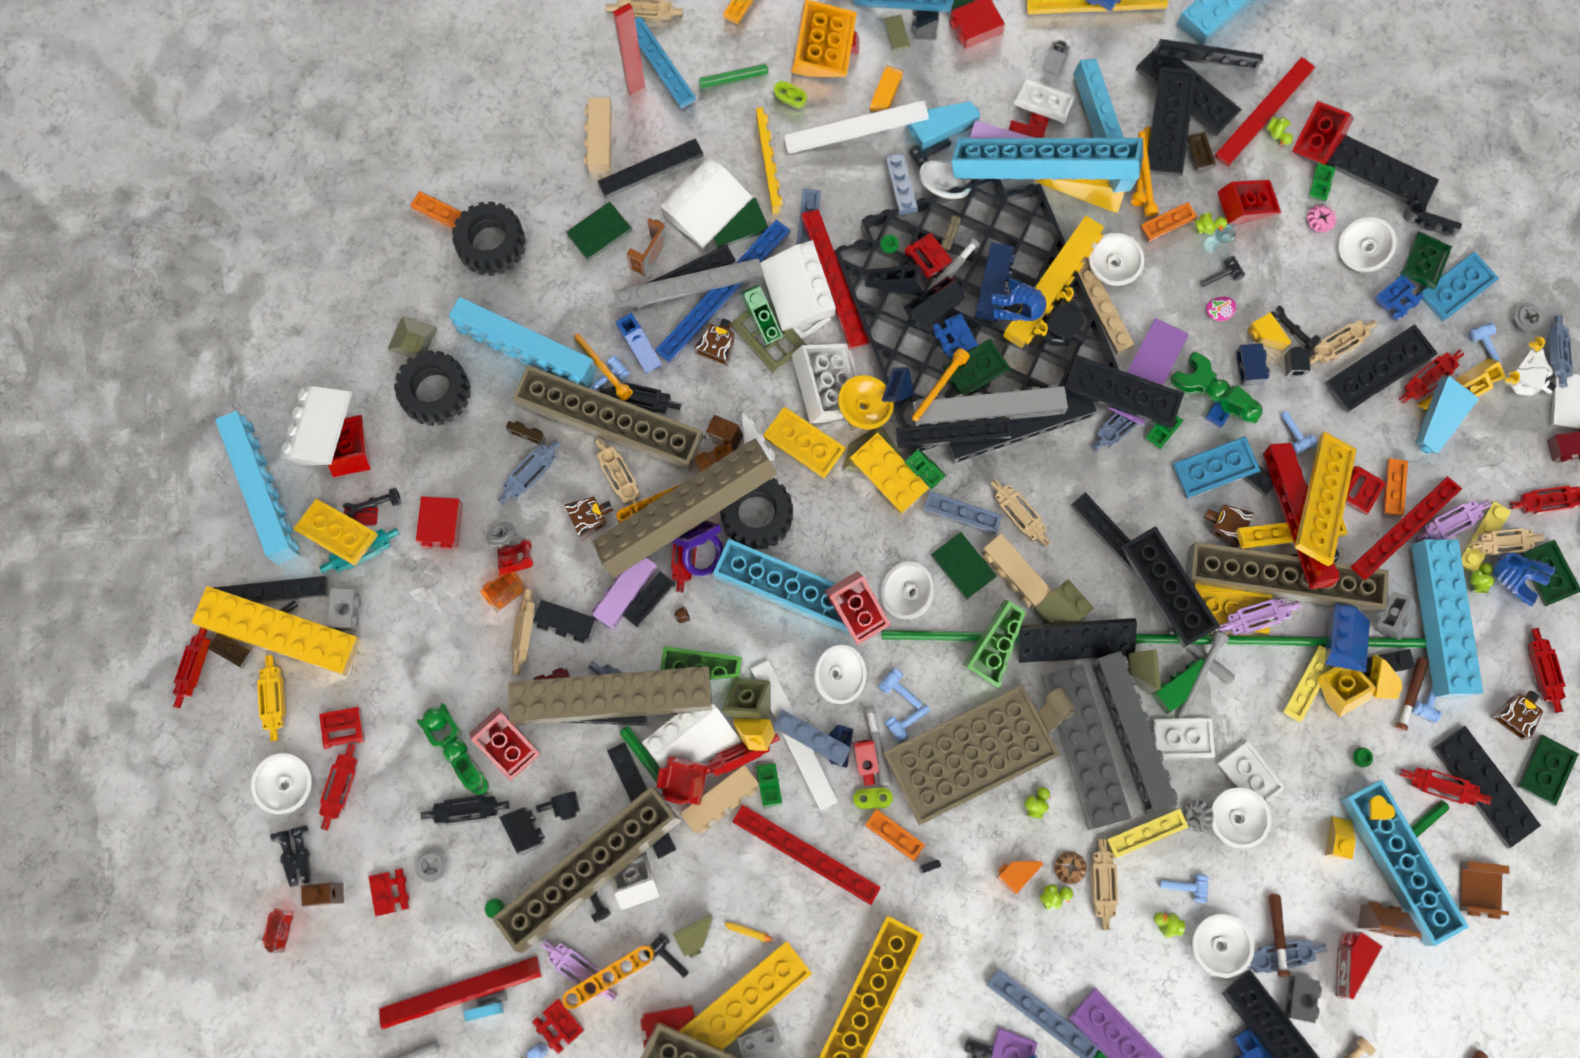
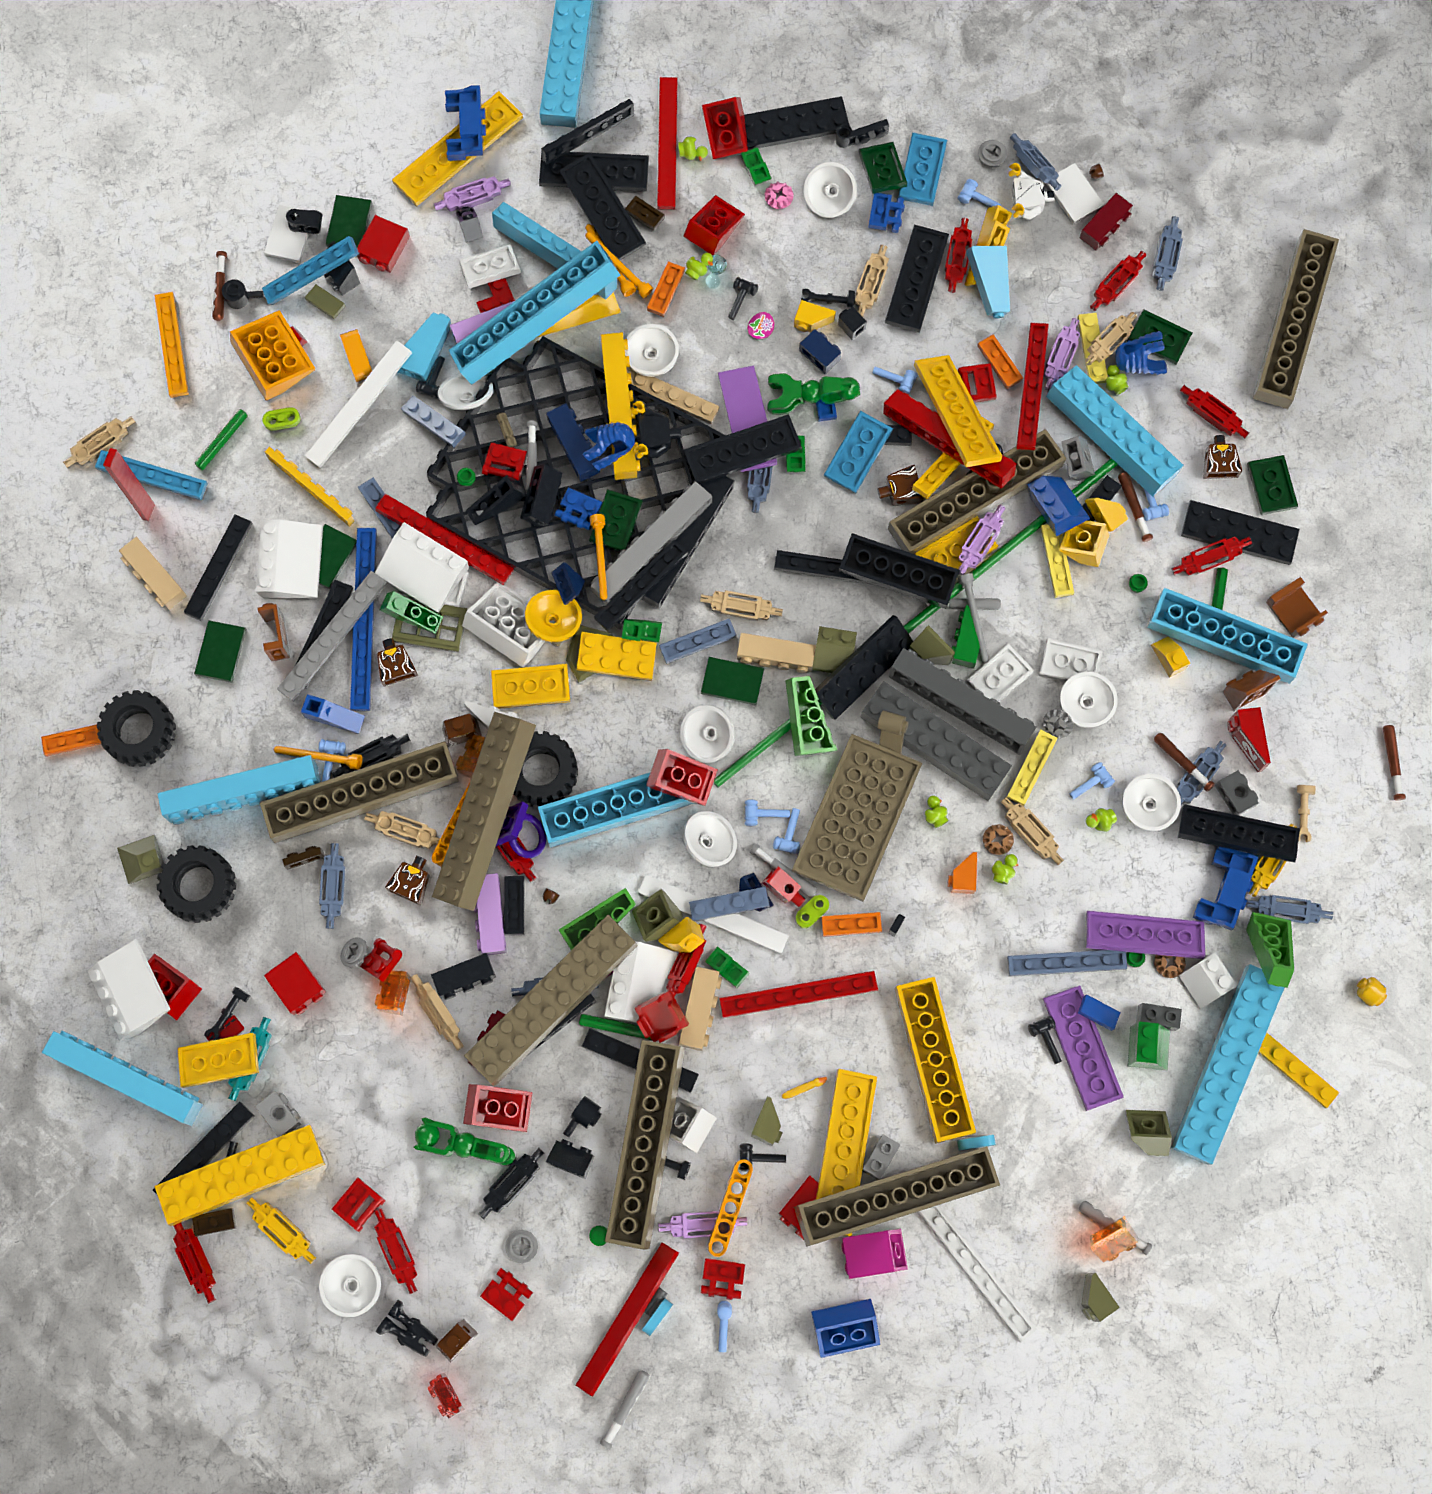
camera: 40 degrees left, 0 degrees up
(1078, 36) = (472, 193): none -> lavender piece
(1380, 809) = (1180, 610): yellow tile -> none

